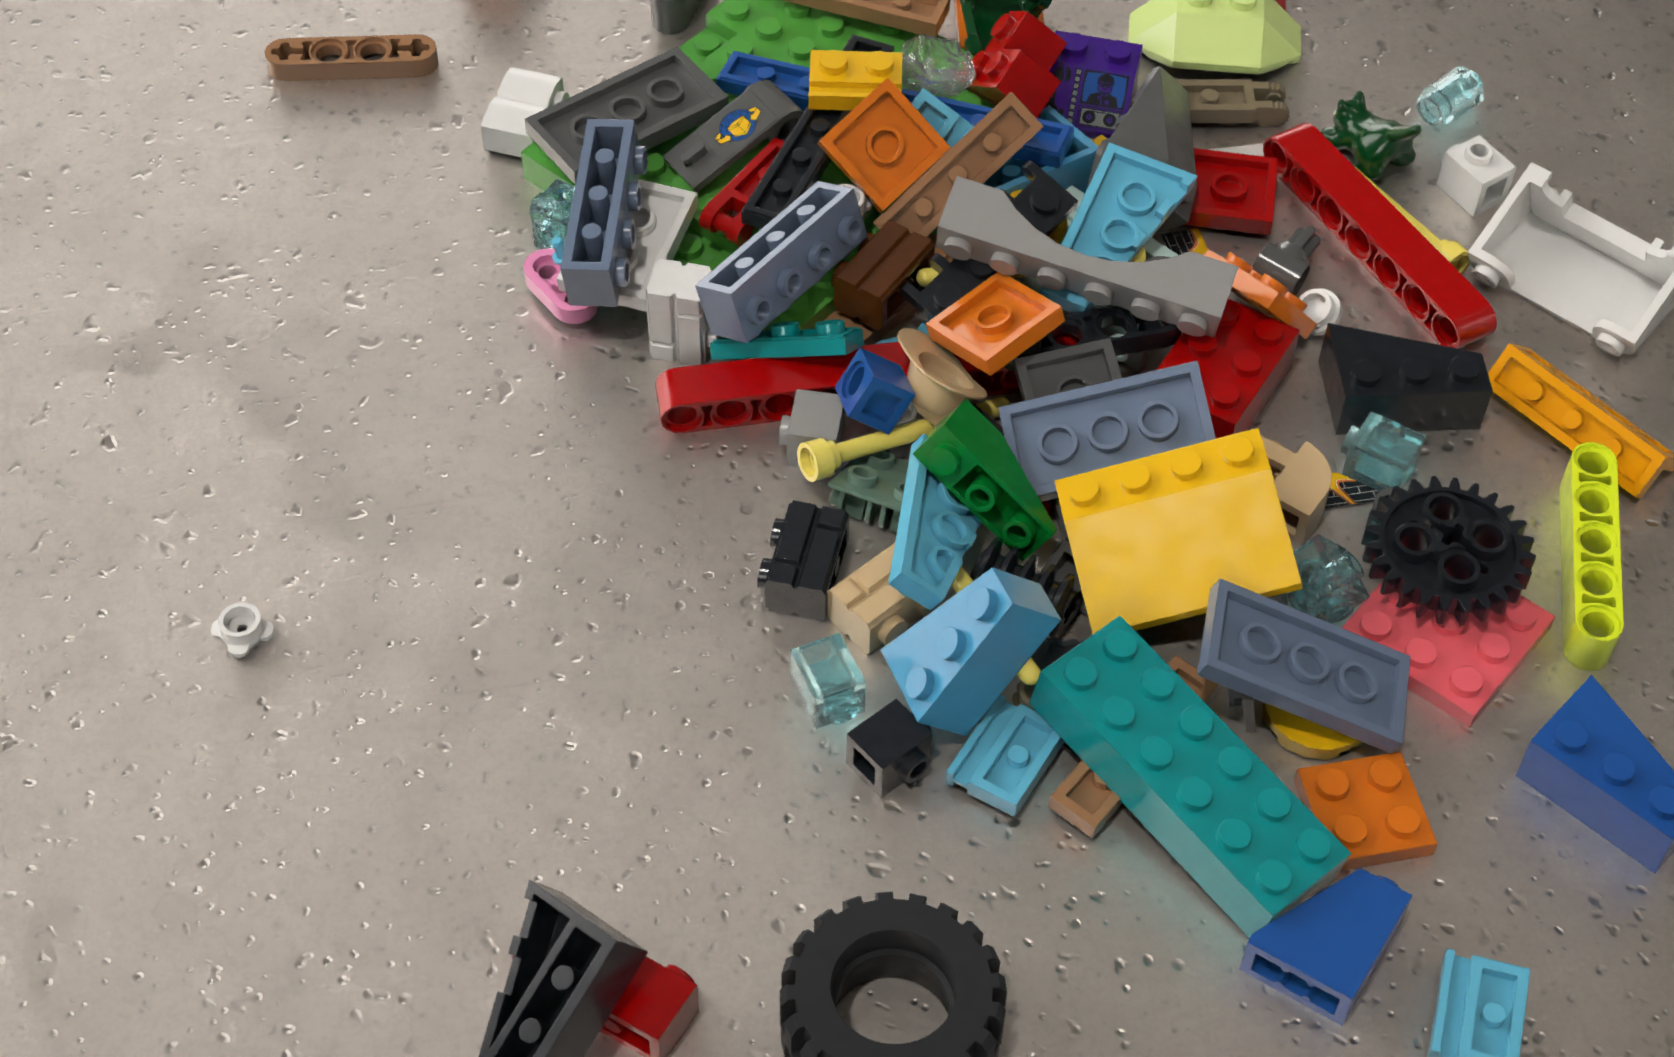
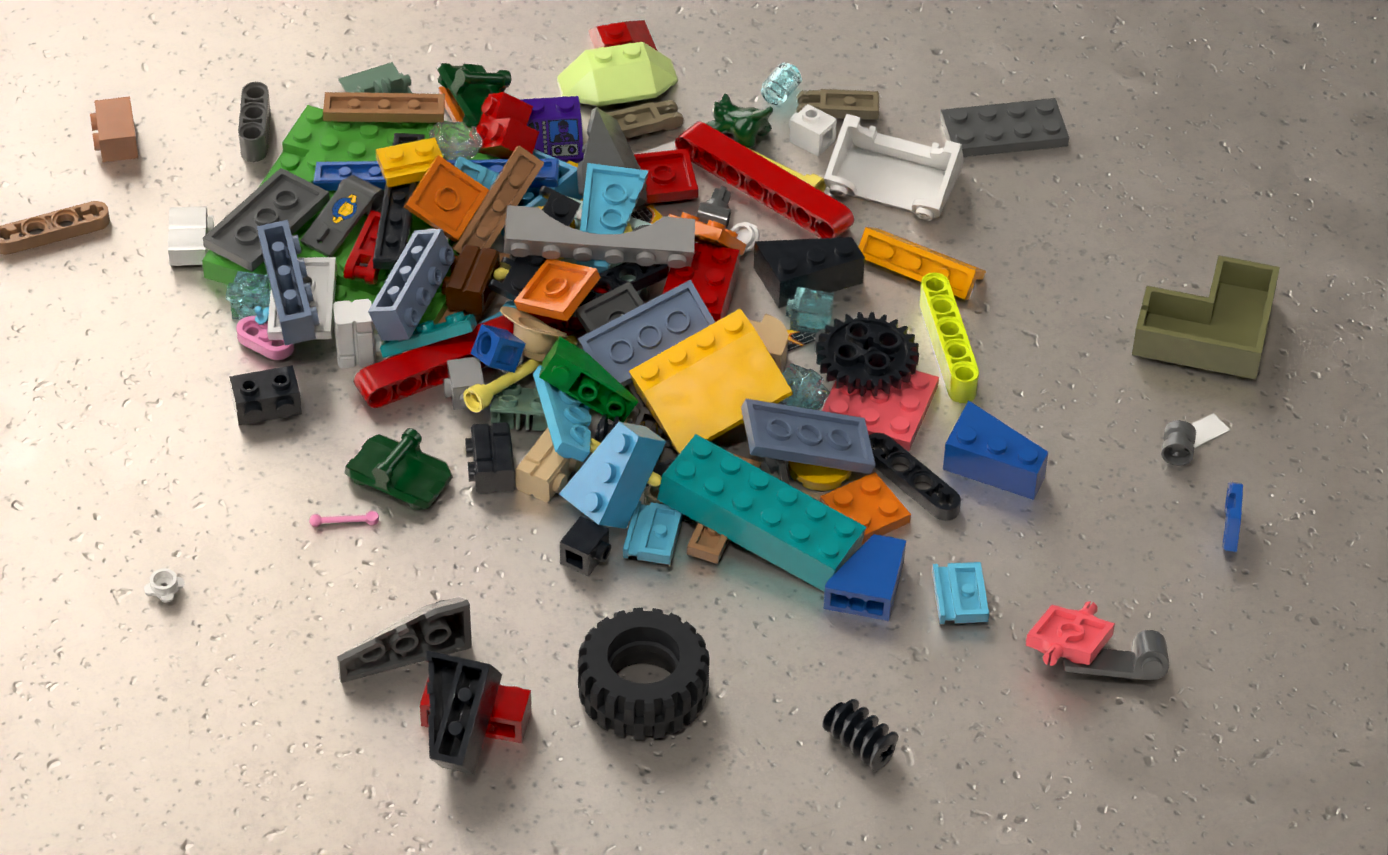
camera: 20 degrees left, 5 degrees down
(518, 374) = (271, 395): none -> black brick
(567, 830) = (435, 627): none -> dark grey wedge
(592, 604) = (370, 518): none -> bright pink hinge
(664, 542) = (400, 469): none -> dark green shield
(827, 681) = (534, 519): clear light blue brick -> none
(1465, 773) = (916, 473): none -> black beam
(1527, 143) = (841, 102): none -> dark tan hinge

